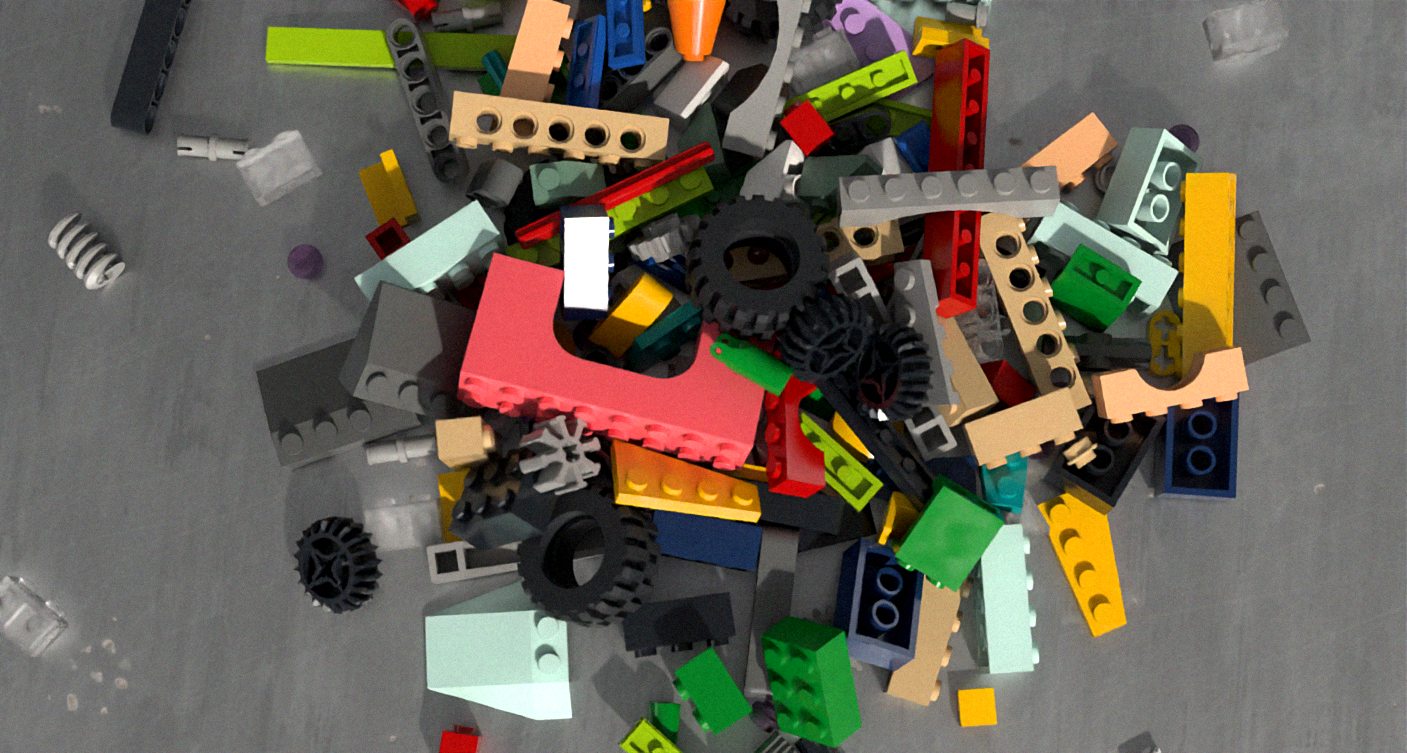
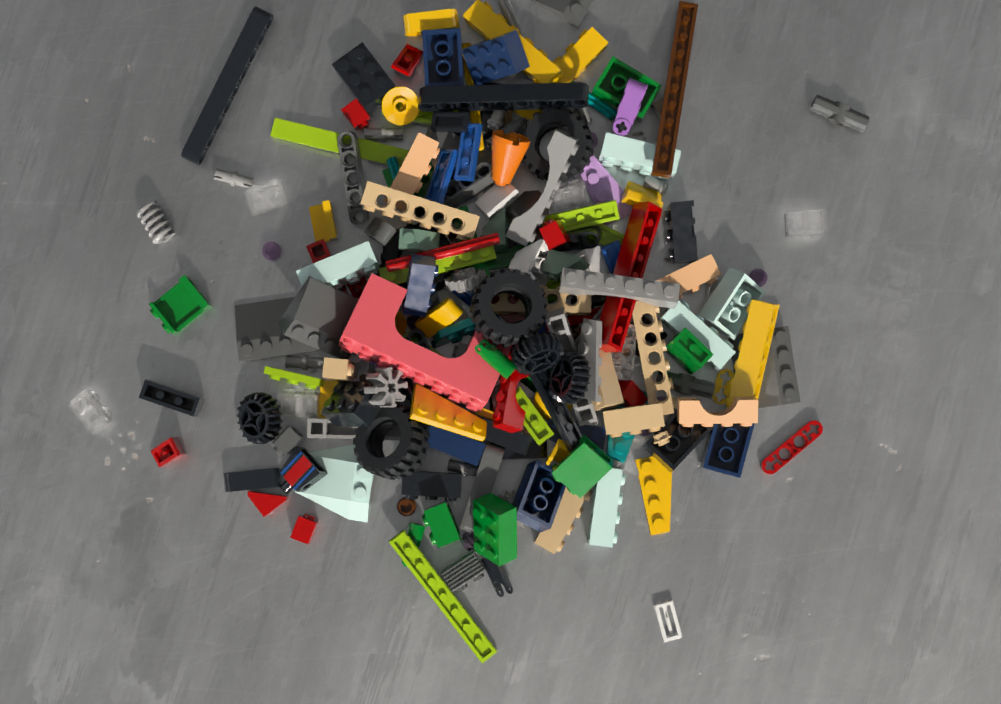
camera: 15 degrees right, 5 degrees up
(156, 392) = (179, 306): none -> green panel
(168, 560) = (171, 398): none -> black brick
(180, 661) = (168, 451): none -> red slope
(344, 681) = (251, 479): none -> black beam
(380, 718) = (266, 502): none -> red slope
(387, 479) = (293, 378): none -> lime plate
(398, 596) = (288, 440): none -> dark grey brick
(432, 648) = (301, 471): none -> torso
(638, 674) = (406, 506): none -> reddish brown plate
(731, 582) = (462, 467): none -> light grey pin
(976, 707) = (581, 559): yellow tile -> none
(1030, 85) = (681, 232): none -> black wedge
(1312, 430) = (792, 448): none -> red beam

